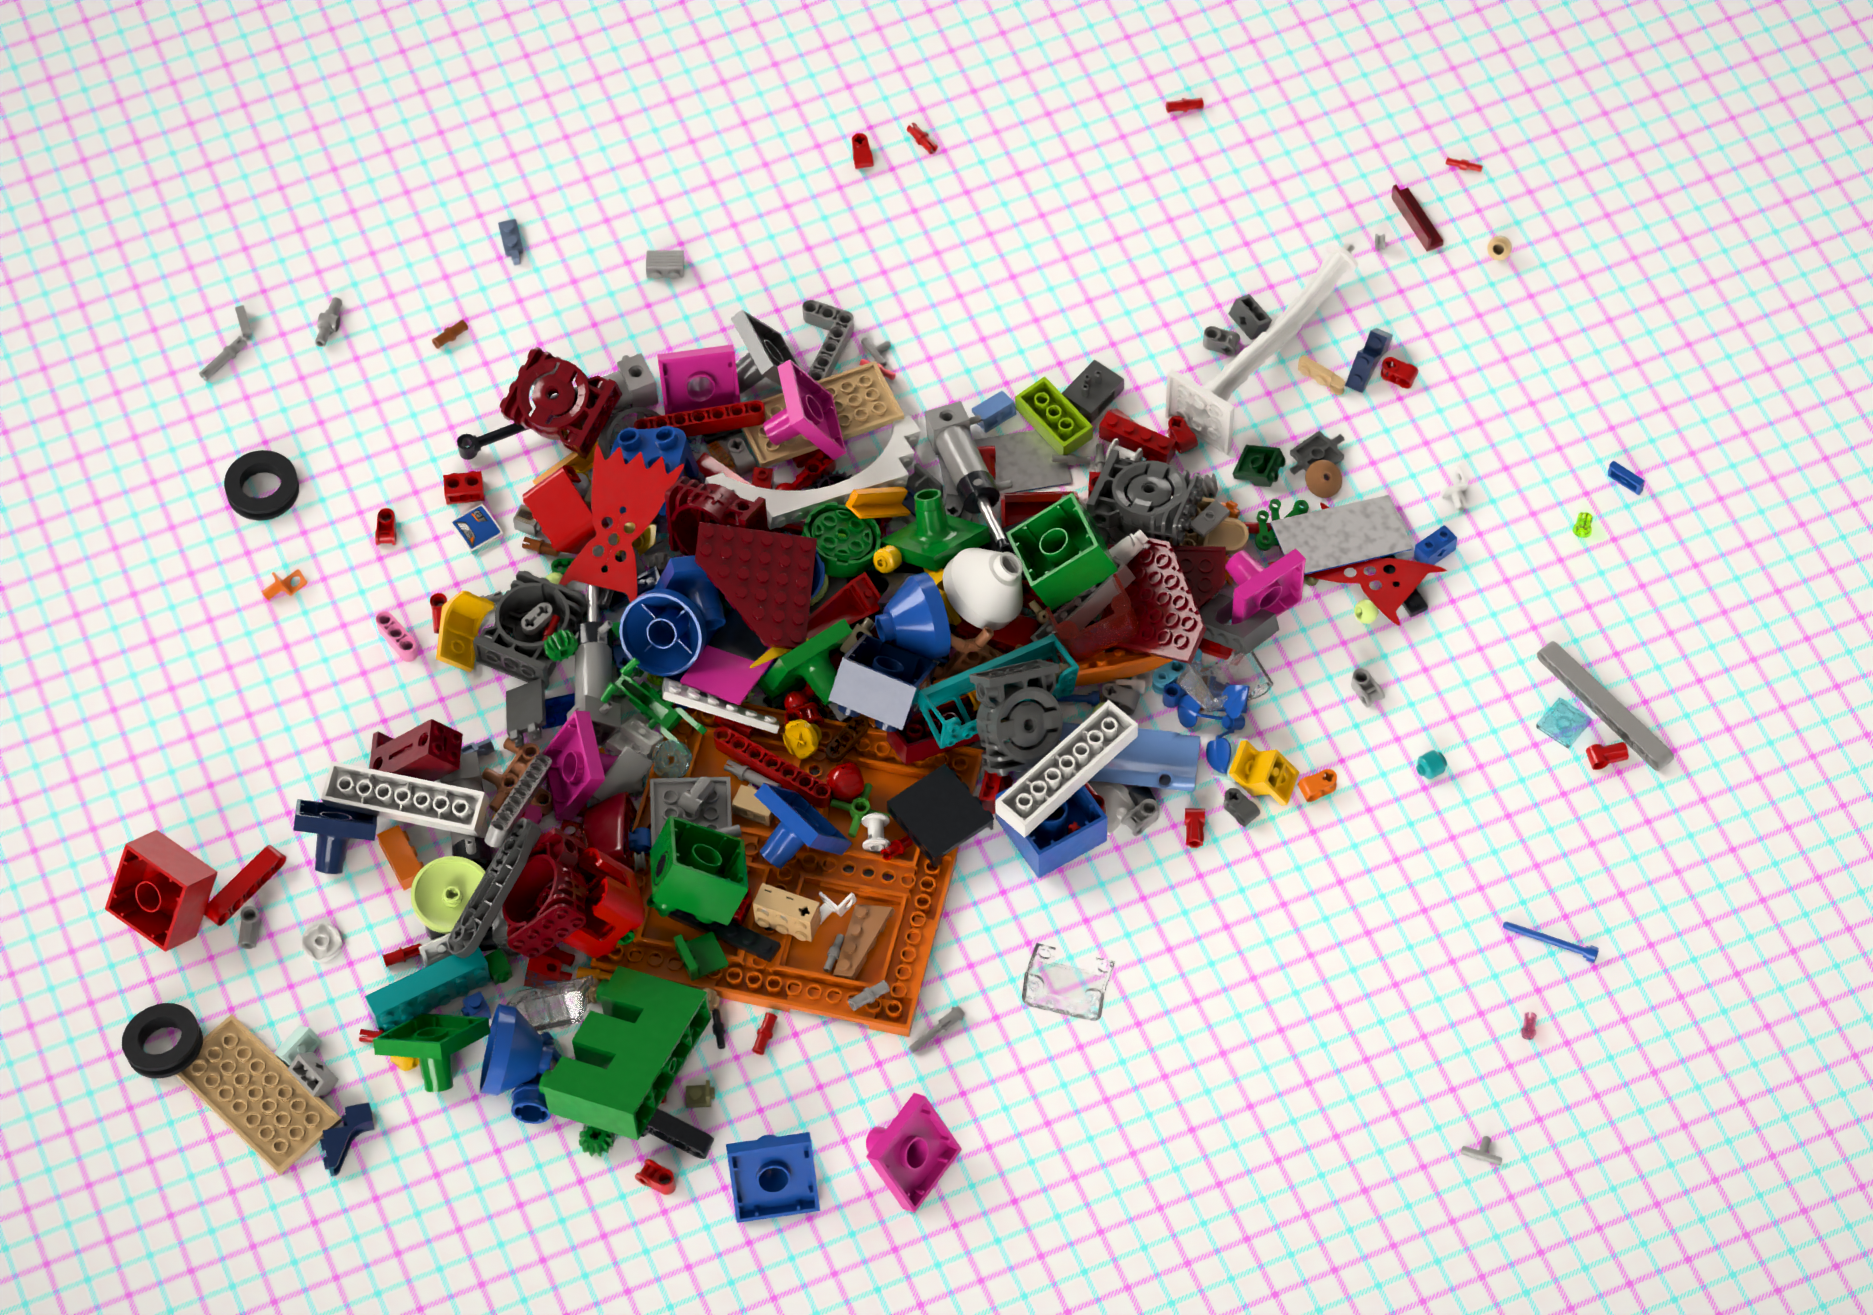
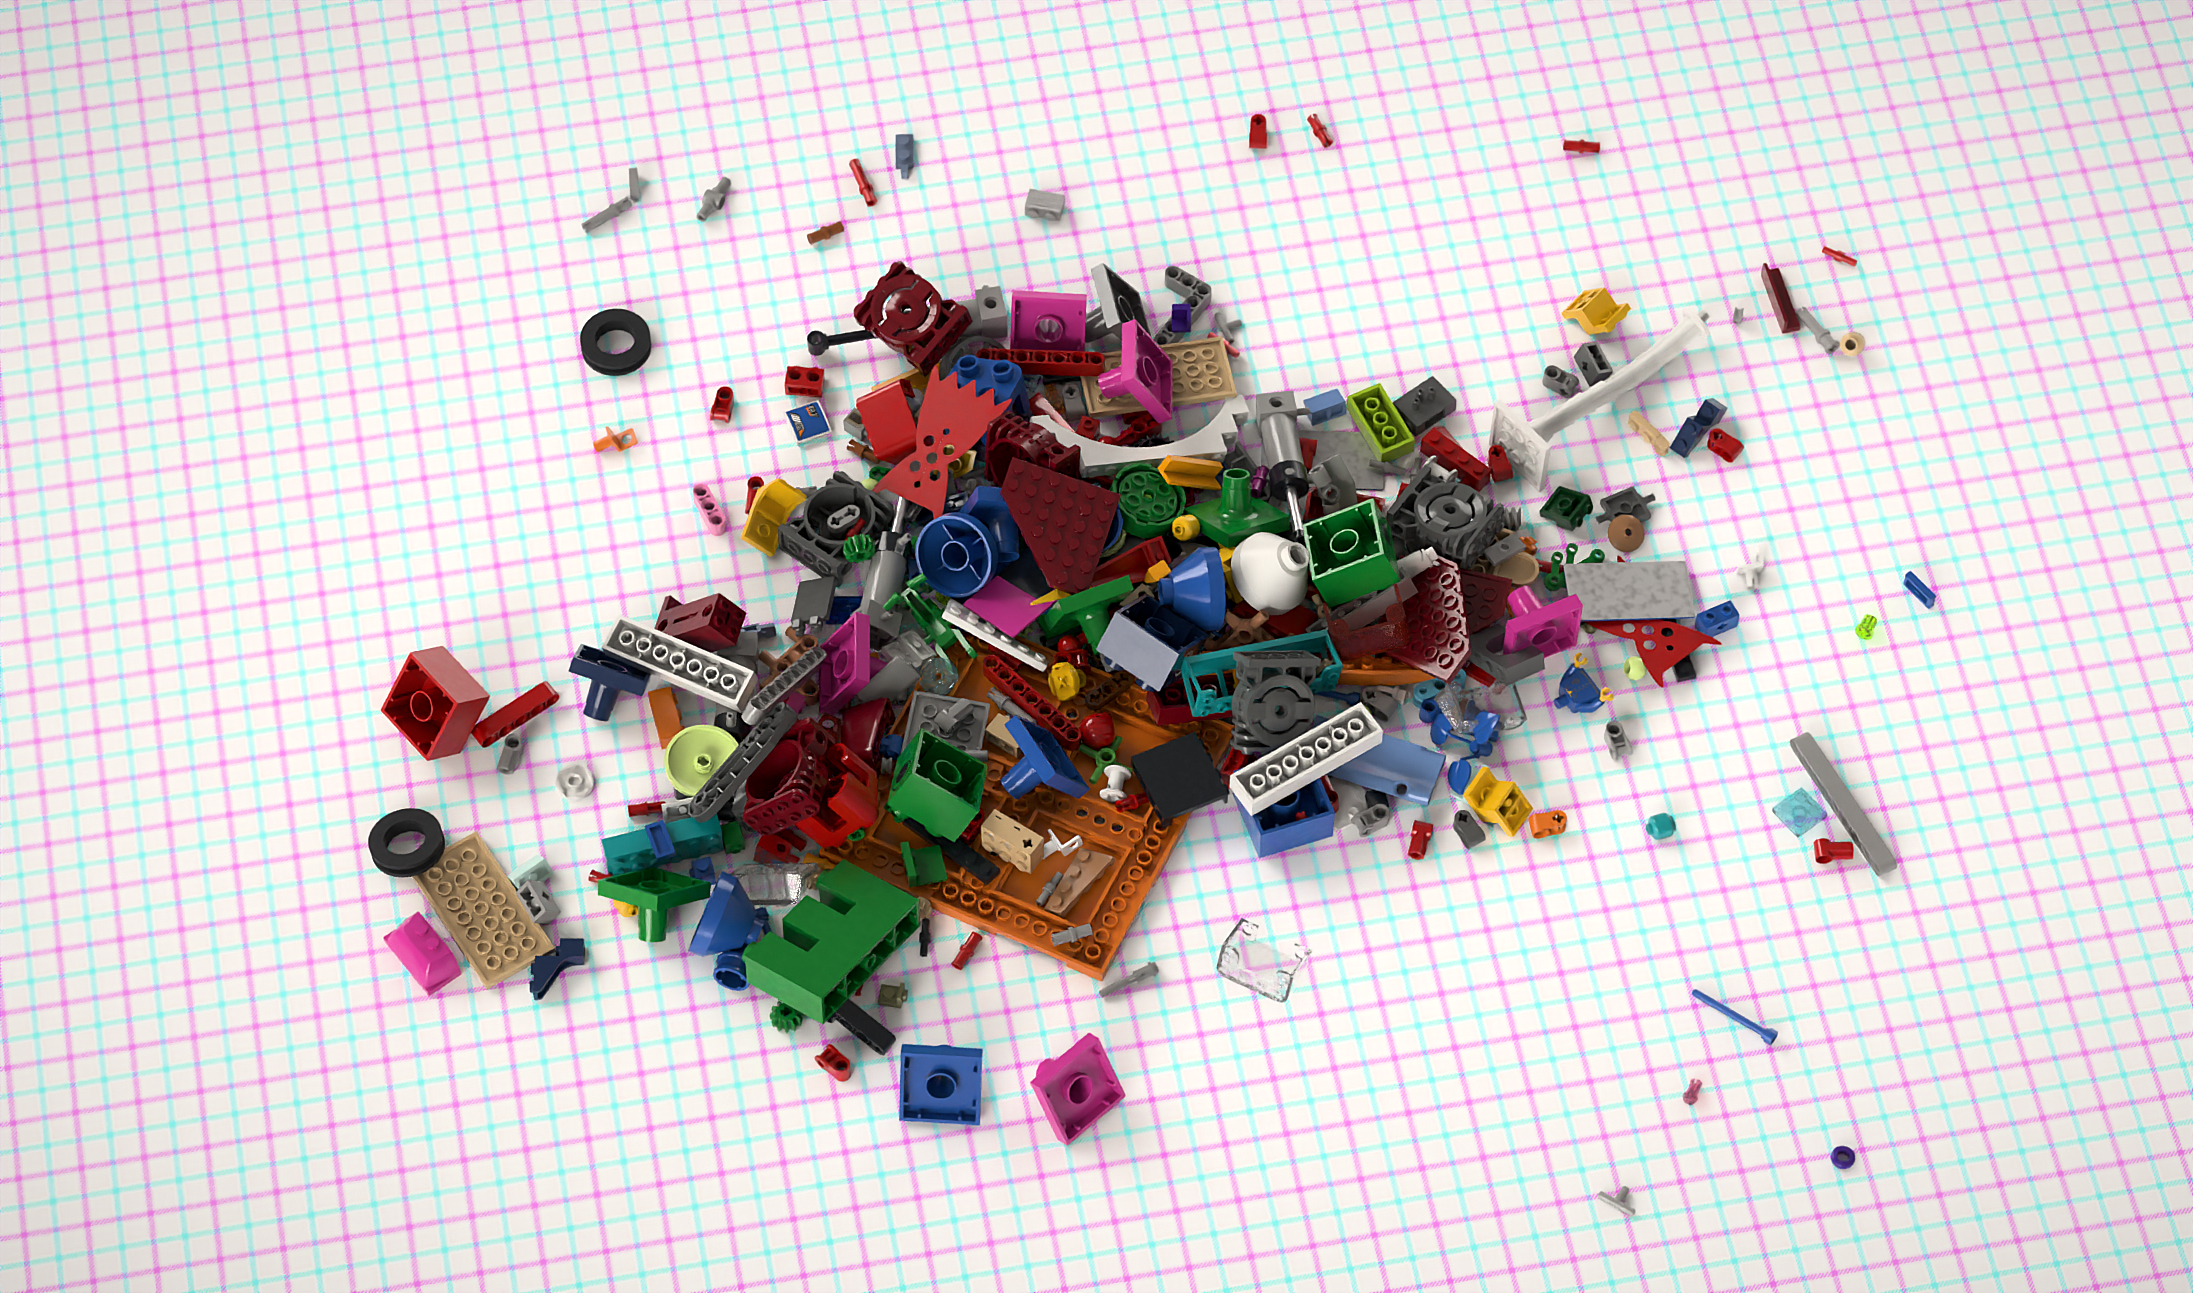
camera: 10 degrees right, 0 degrees up
(205, 1152) = (423, 953): none -> dark pink windscreen
(426, 985) = (660, 840): none -> blue tile
(480, 281) = (865, 187): none -> red pin
(830, 350) = (1181, 318): none -> dark purple panel
(871, 609) = (1156, 572): none -> light orange slope
(948, 496) = (1259, 481): none -> magenta pin
(1024, 478) = (1335, 476): none -> light grey panel
(1240, 264) = (1596, 311): none -> yellow bracket
(1317, 645) = (1579, 691): none -> blue torso
(1467, 245) = (1822, 335): none -> light grey pin
(1694, 1053) = (1843, 1150): none -> dark purple piece

